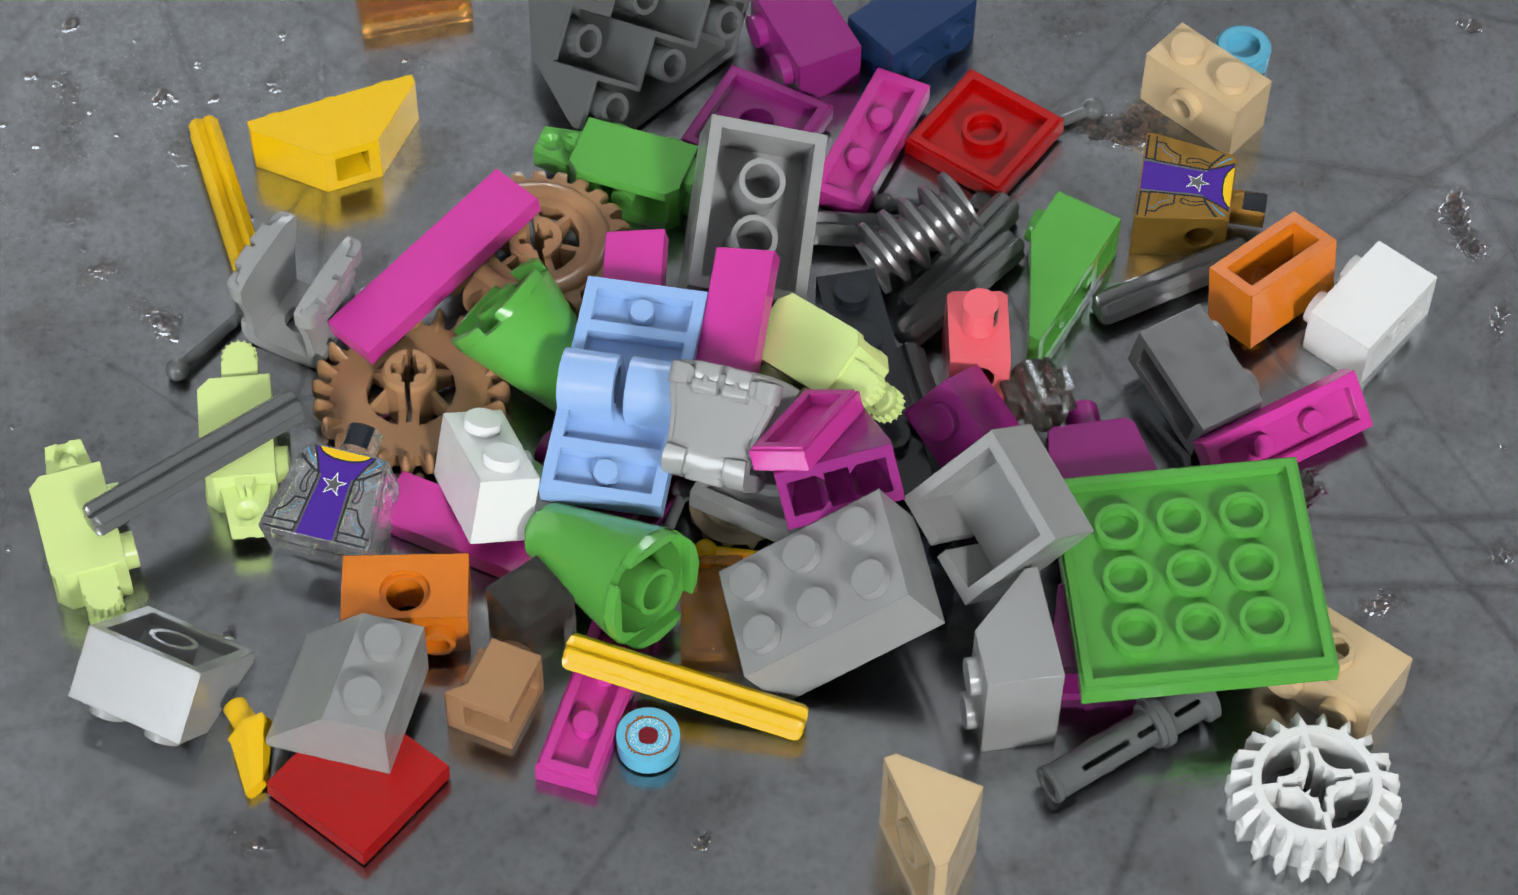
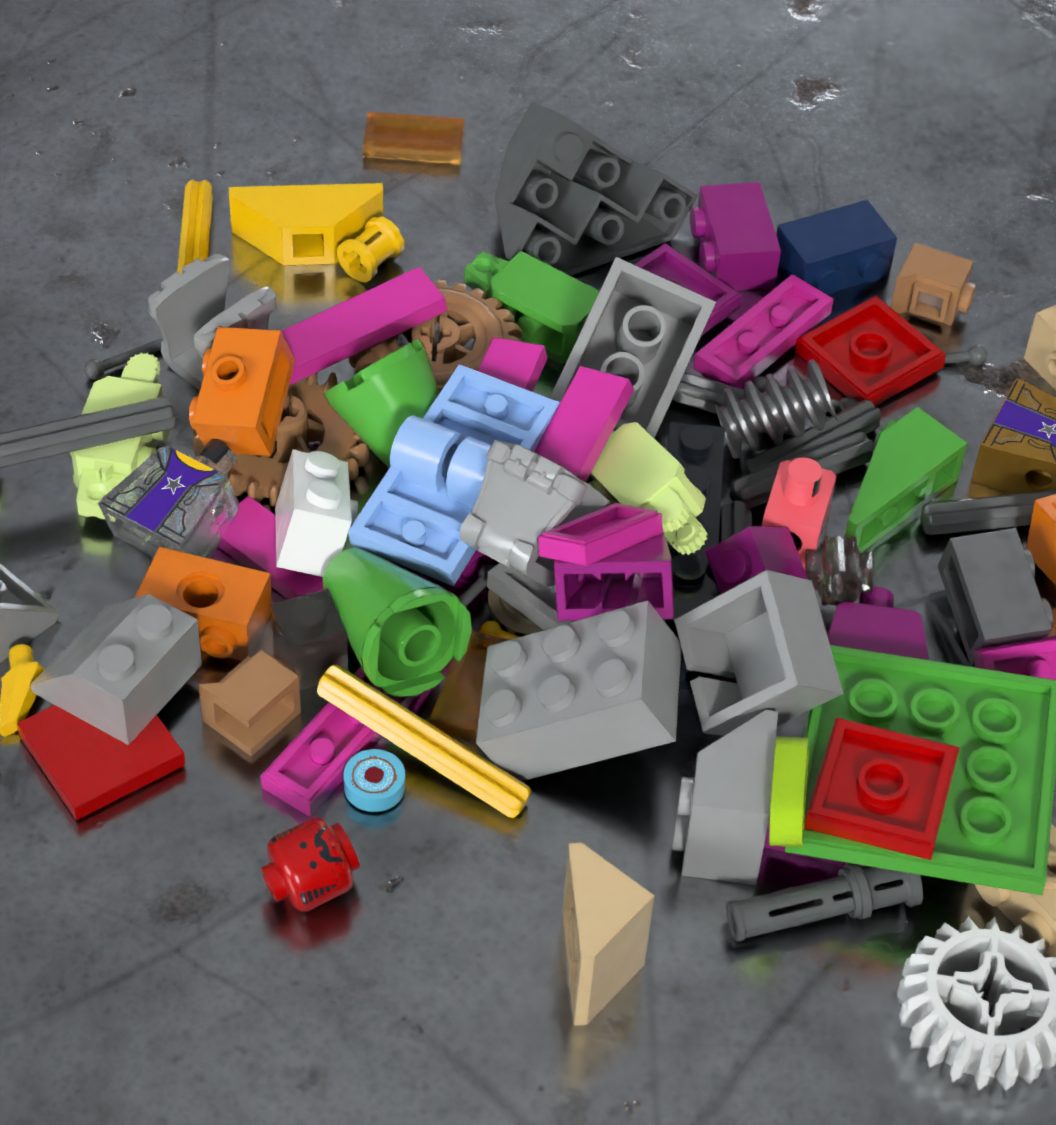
camera: 15 degrees right, 5 degrees down
(365, 360) = (243, 389): none -> orange brick
(421, 151) = (370, 249): none -> yellow bush
(623, 845) = (310, 864): none -> red head
(1028, 41) = (934, 285): none -> medium nougat window
(1075, 645) = (789, 791): none -> lime beam
(1159, 616) = (882, 788): none -> red tile

